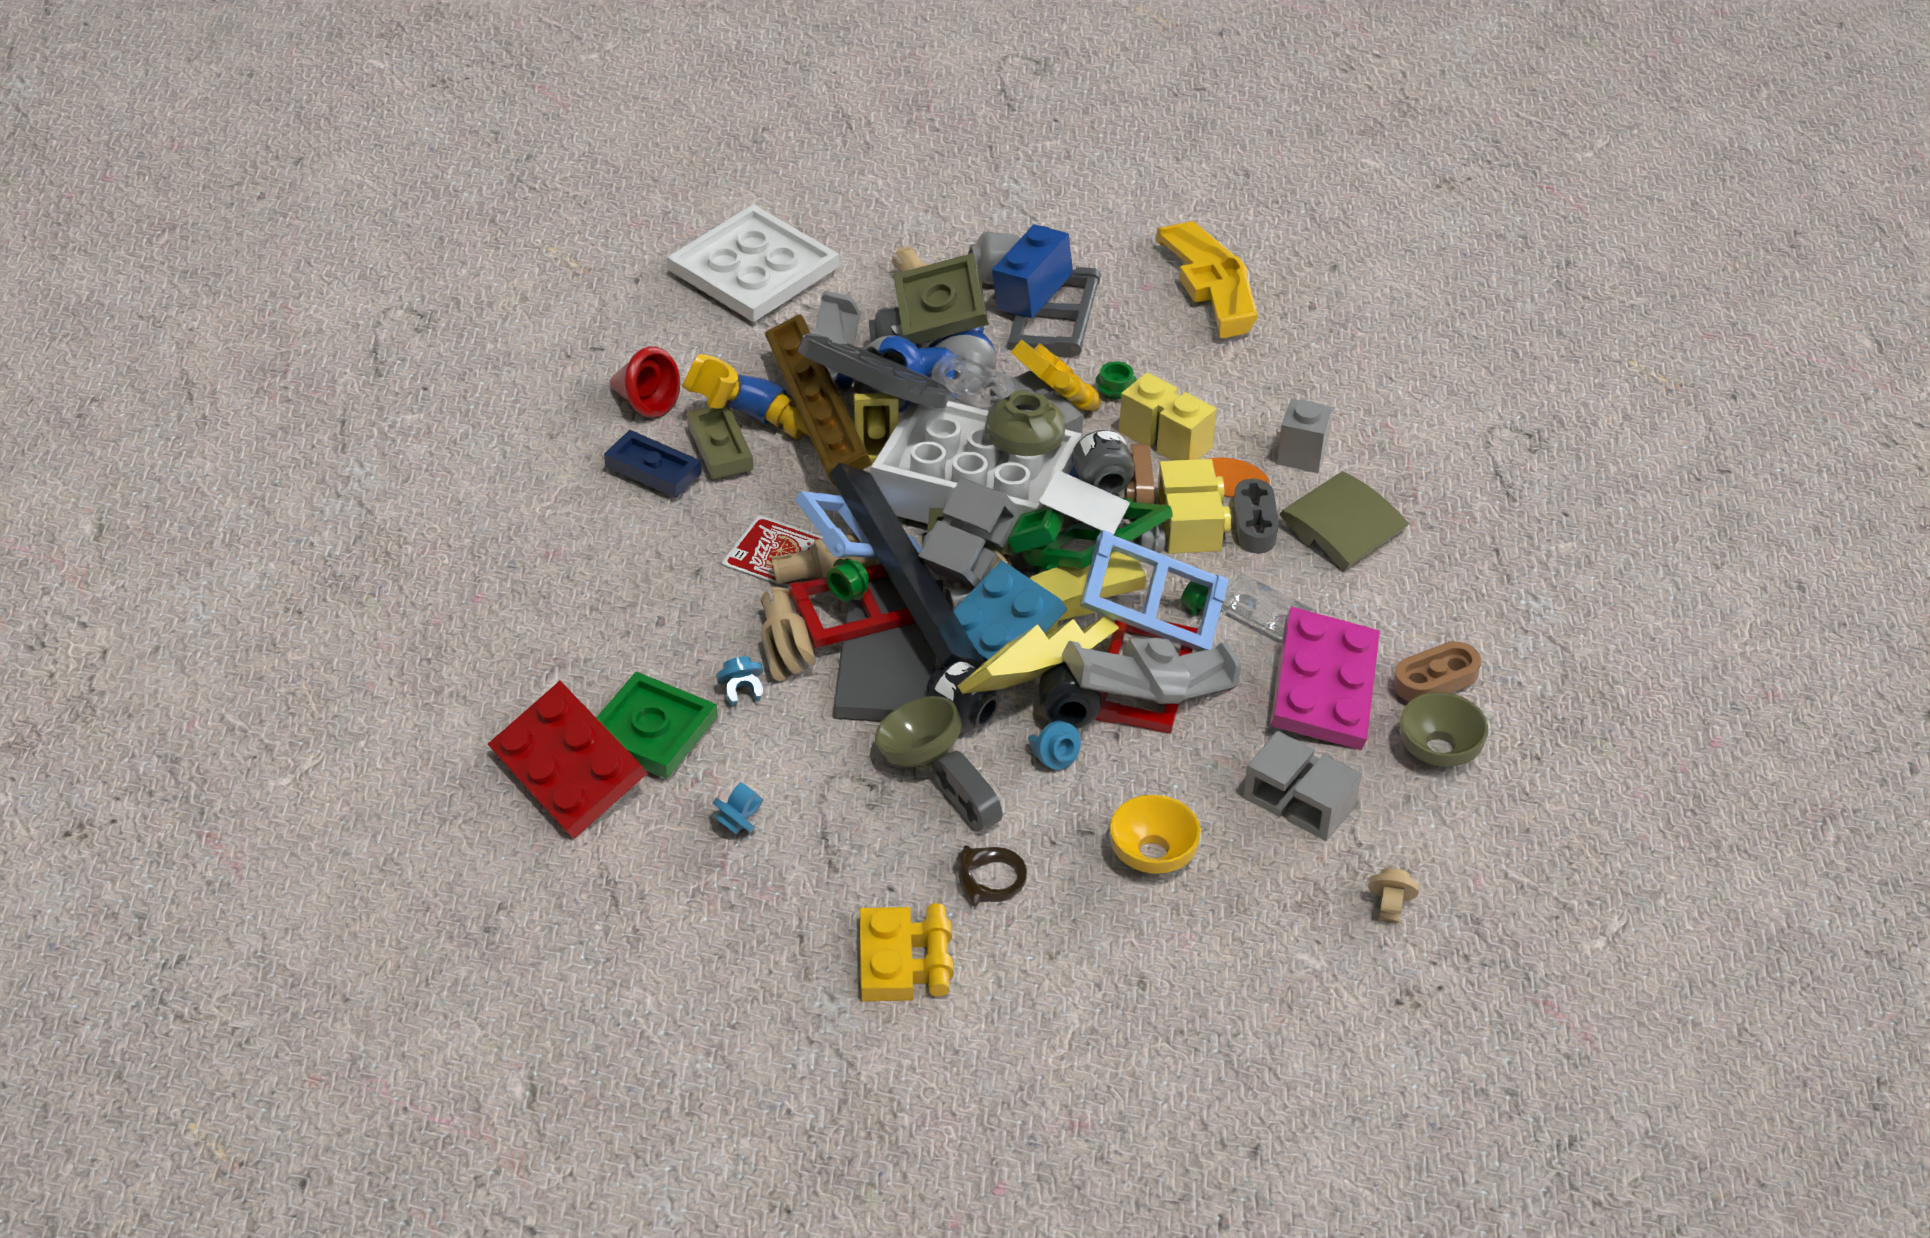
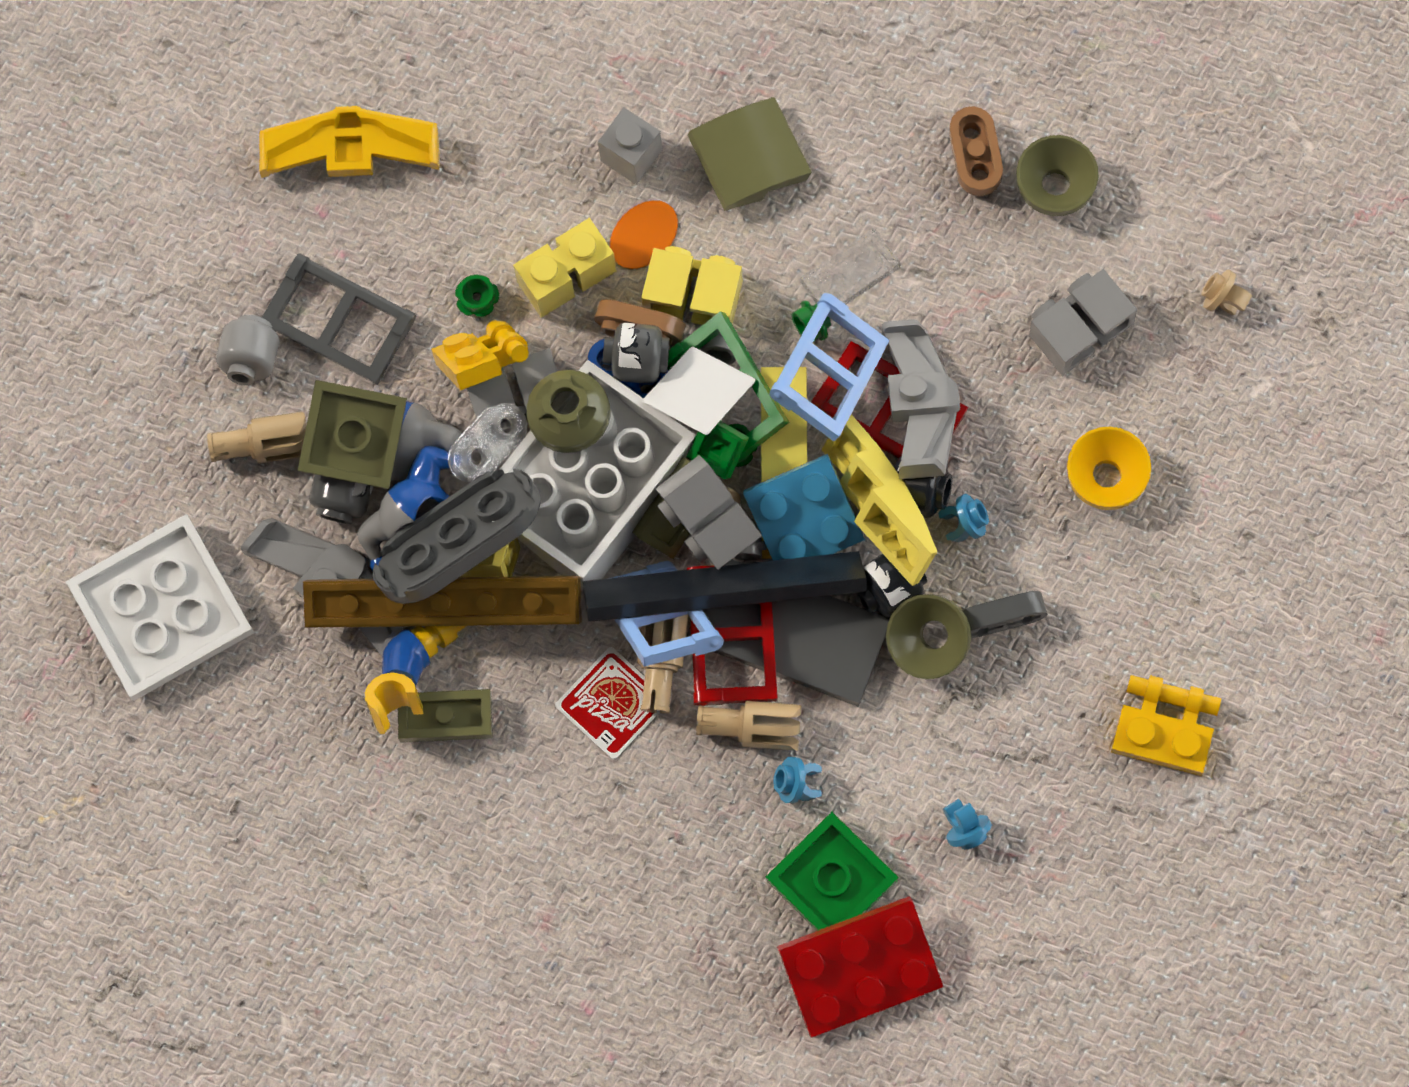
camera: 65 degrees left, 30 degrees up
(649, 382) = (335, 771): red hat -> none
(653, 463) = (458, 791): dark blue plate -> none
(847, 579) = (731, 647): green plate -> none
(976, 857) = (1110, 641): dark brown piece -> none
(1032, 271) = (299, 323): blue brick -> none
(1263, 515) = (719, 223): dark grey beam -> none
(1325, 678) = (959, 251): dark pink plate -> none

